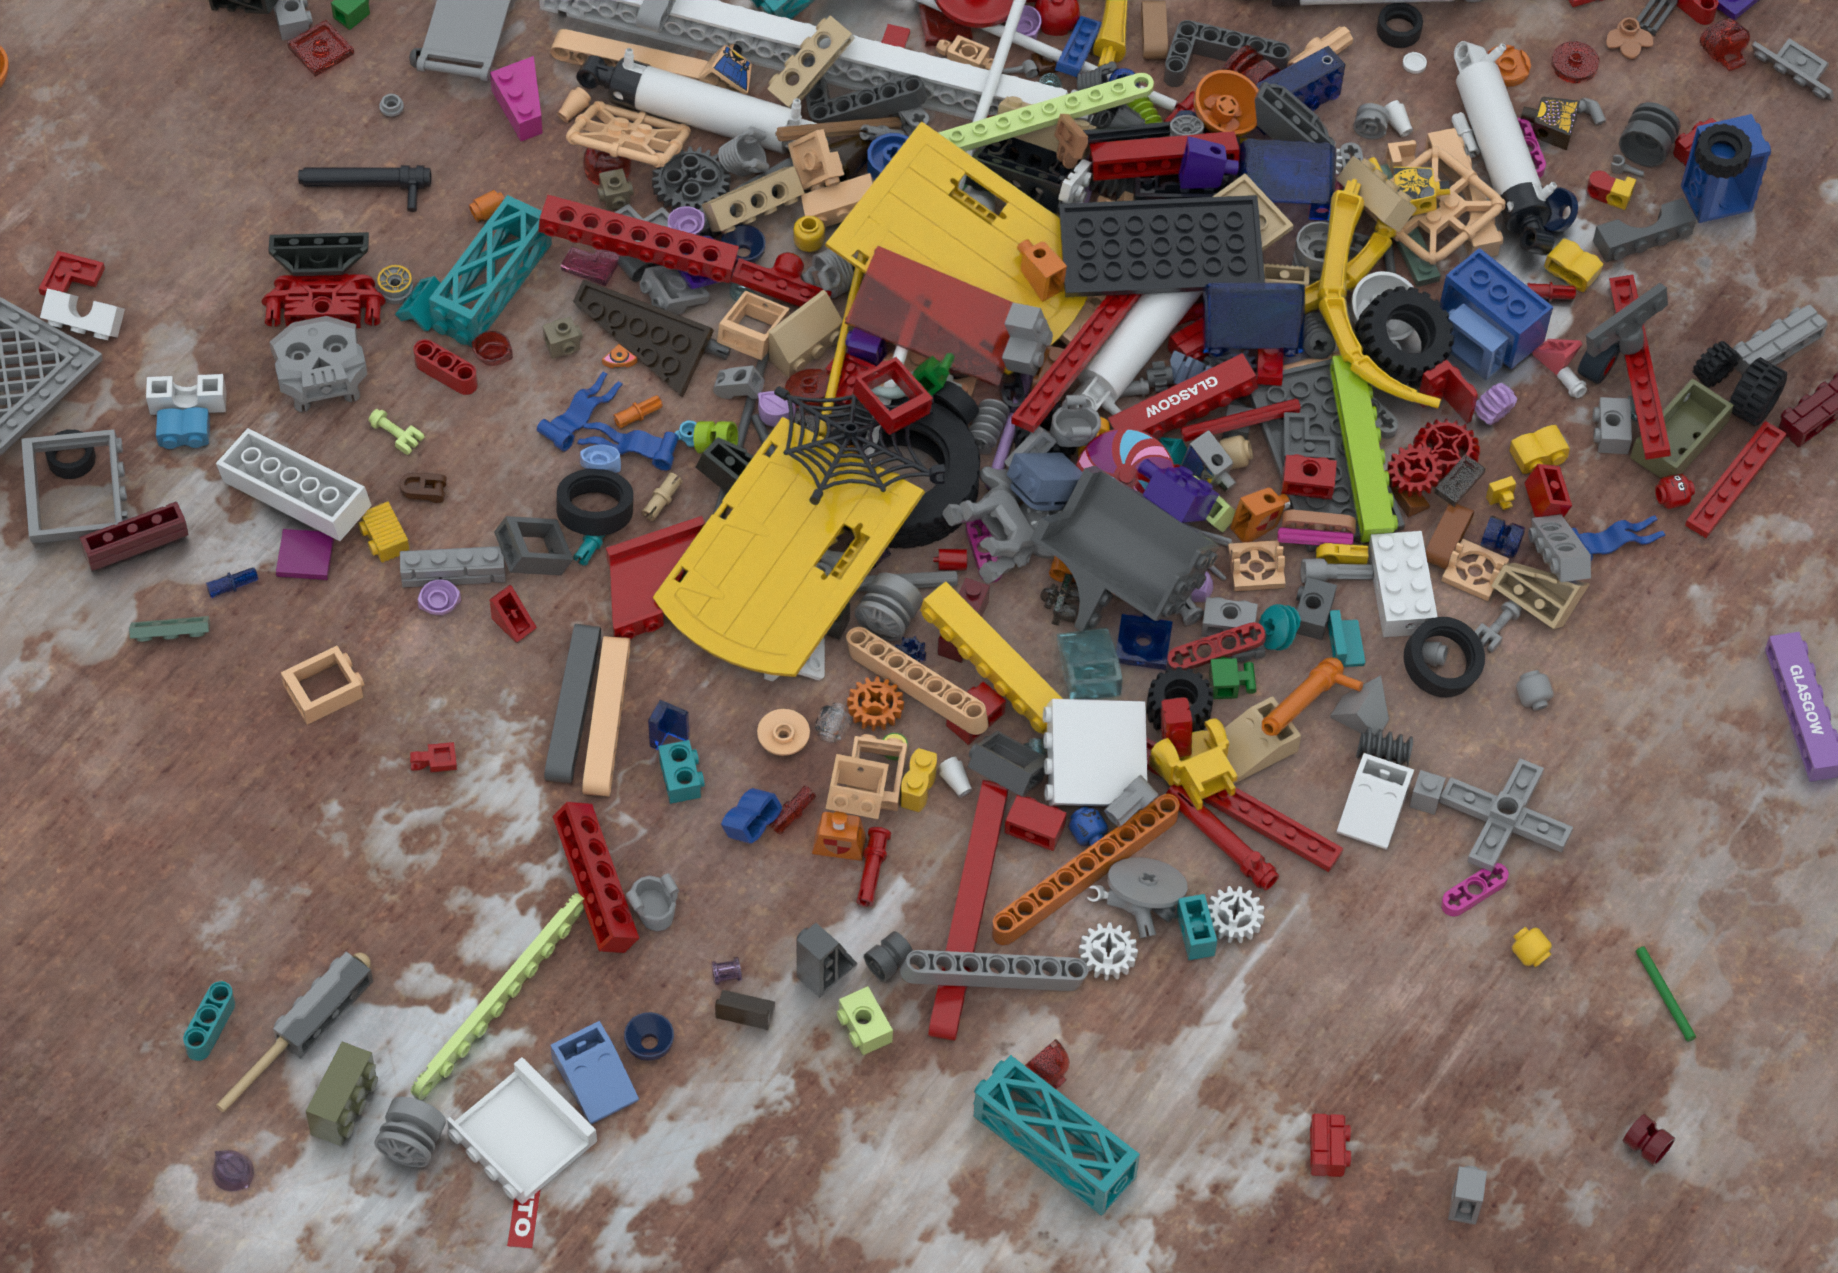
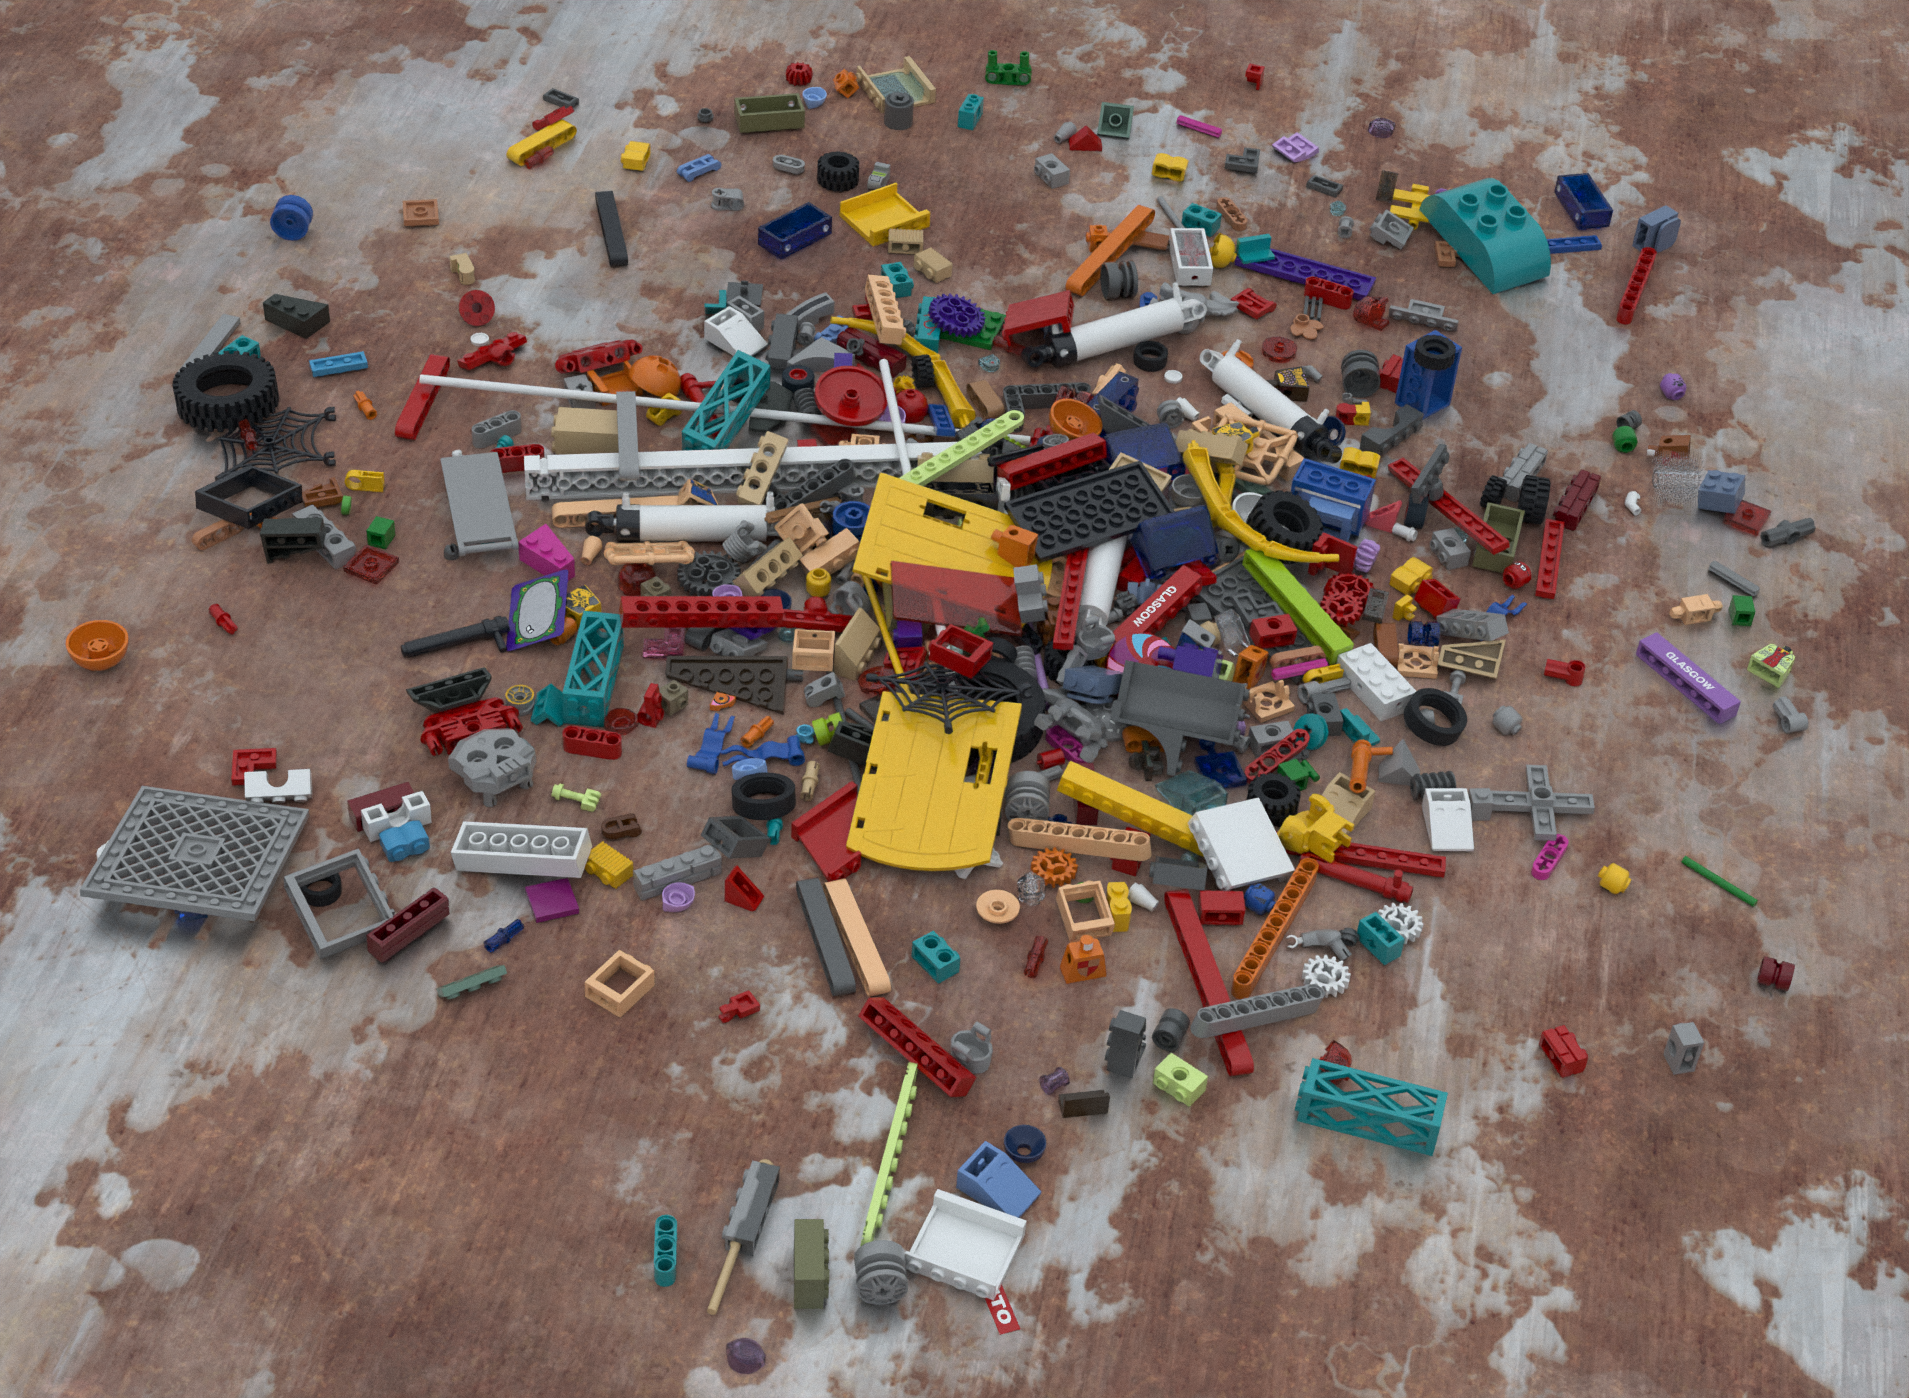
camera: 25 degrees left, 15 degrees down
(127, 72) = (222, 618): none -> red axle
(182, 368) = (390, 798): none -> dark red brick
(391, 100) = (448, 586): light grey plate -> none
(471, 170) = (537, 610): none -> sticker
(521, 179) = (581, 600): none -> torso
(531, 343) = (651, 709): none -> red plate
(667, 720) = (912, 923): clear blue panel -> none
(751, 815) = (1009, 968): blue brick -> none
(773, 408) = (862, 698): lavender hat -> none
(847, 773) = (1092, 917): light nougat window -> none
(874, 856) = (1116, 967): red pin -> none
(1071, 141) = (986, 466): nougat hinge -> none
(1135, 797) = (1286, 866): light grey piece -> none
(1147, 882) = (1326, 920): light grey piece -> none
(1177, 724) = (1288, 802): red brick -> none
(1204, 164) = (1087, 456): dark purple torso -> none
(1240, 419) = (1203, 610): red axle -> none
(1260, 461) = (1232, 632): none -> clear brick
(1652, 645) = (1570, 672): none -> red piece

